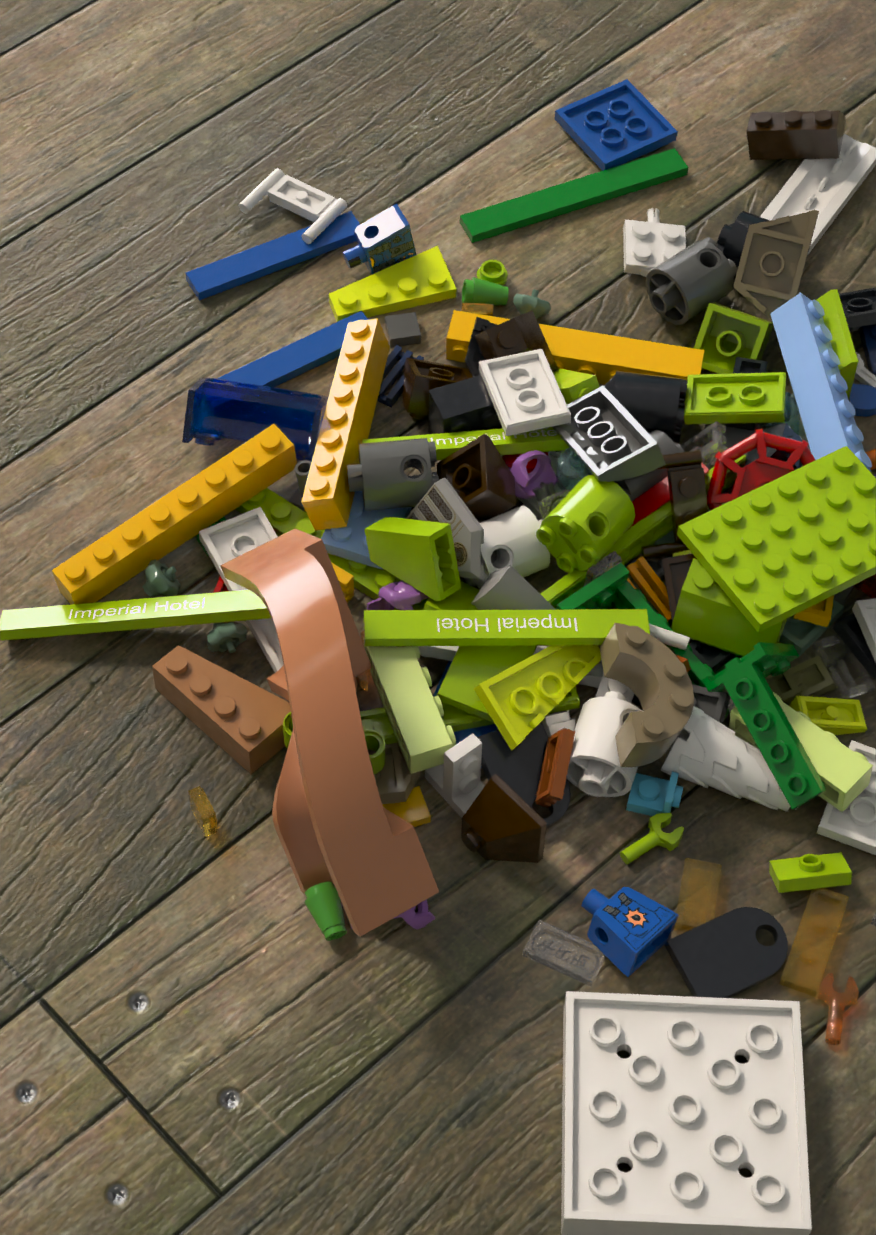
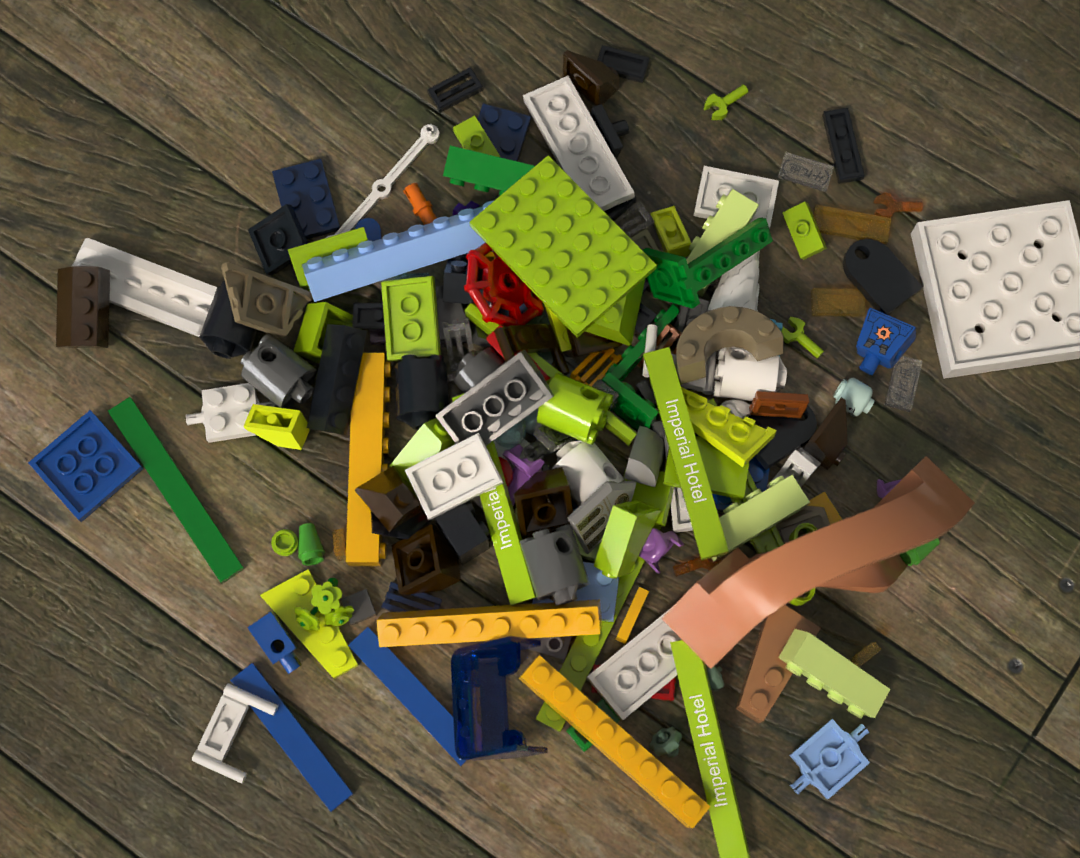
camera: 100 degrees left, 20 degrees up
(87, 746) = (829, 759): none -> light blue plate
(185, 752) = (834, 673): none -> yellowish green brick
(408, 275) = (324, 600): none -> lime plant
(526, 303) = (319, 502): sand green piece -> none
(553, 874) = (856, 395): none -> light aqua head
(626, 278) = (278, 425): none -> neon yellow slope
(672, 328) = (336, 379): none -> black brick

